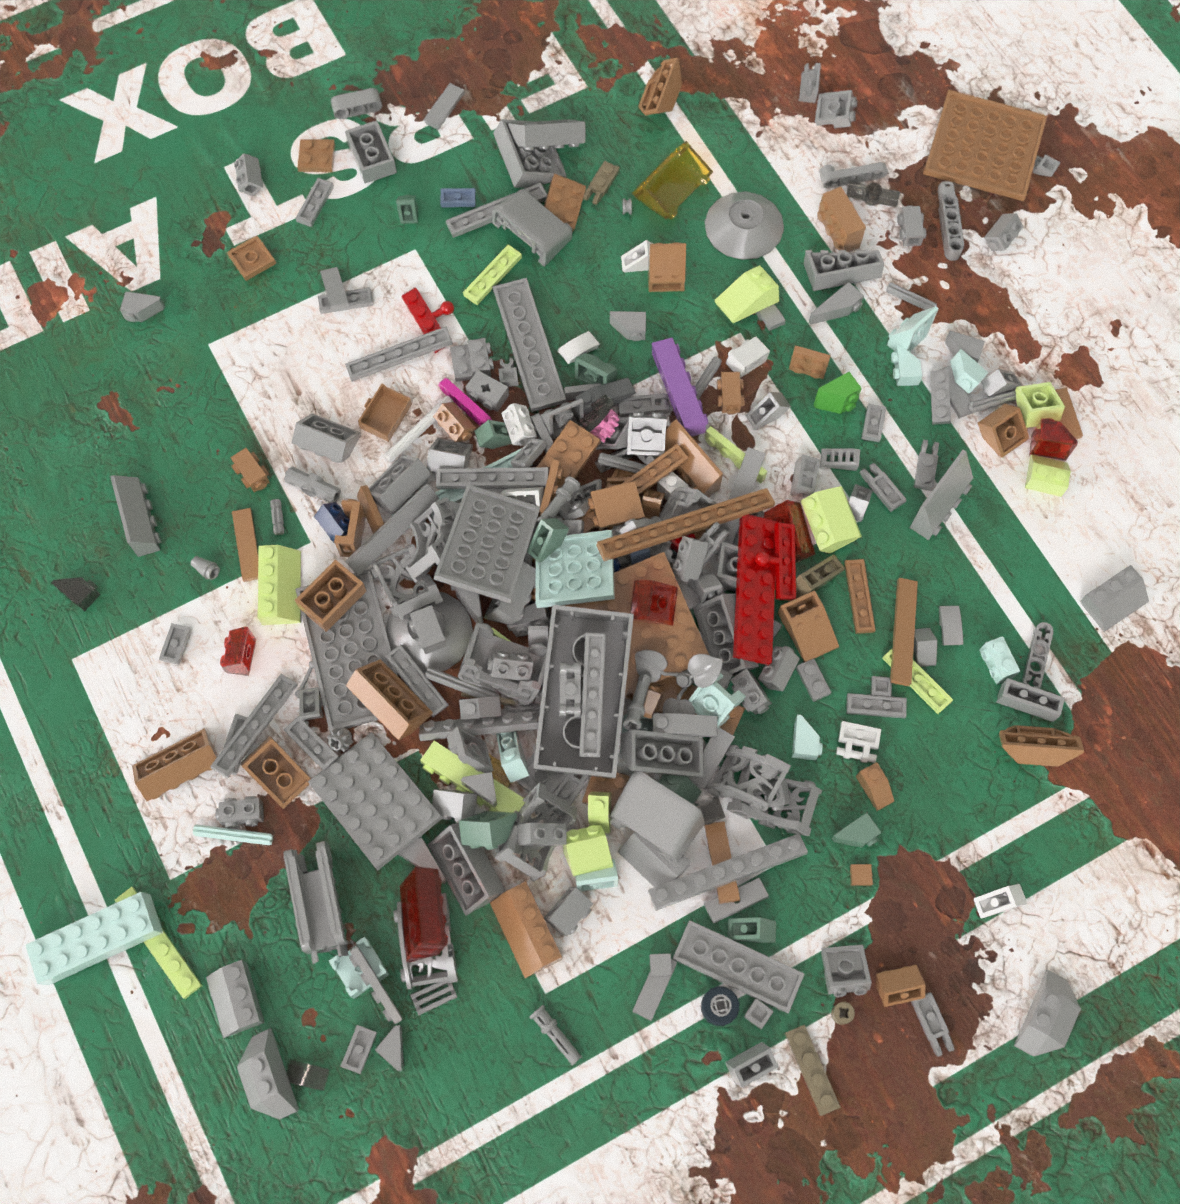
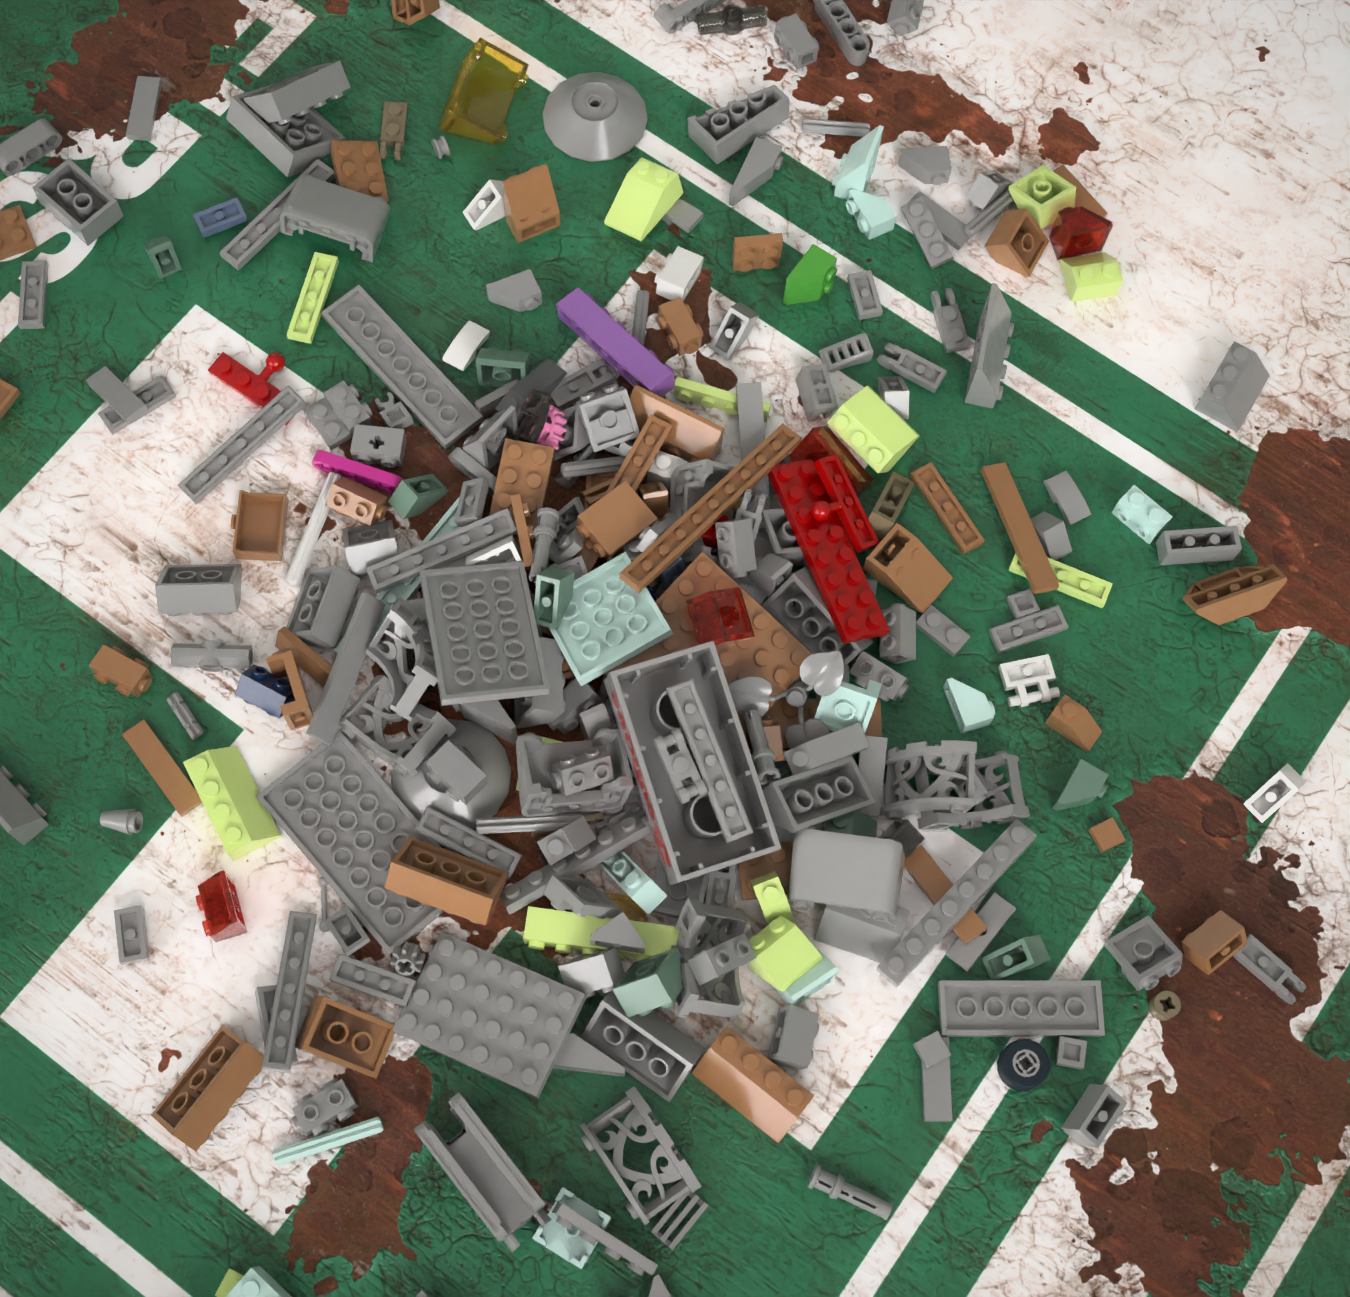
camera: 30 degrees left, 0 degrees up
(330, 595) = (309, 784): medium nougat brick -> none
(422, 914) = (623, 1125): clear red slope -> none
(518, 424) = (440, 470): white brick -> none
(812, 1070) = (1161, 1088): dark tan plate -> none
(841, 220) = (711, 65): medium nougat brick -> none
(967, 371) = (943, 190): light aqua slope -> none
(1033, 656) = (1175, 494): light grey beam -> none

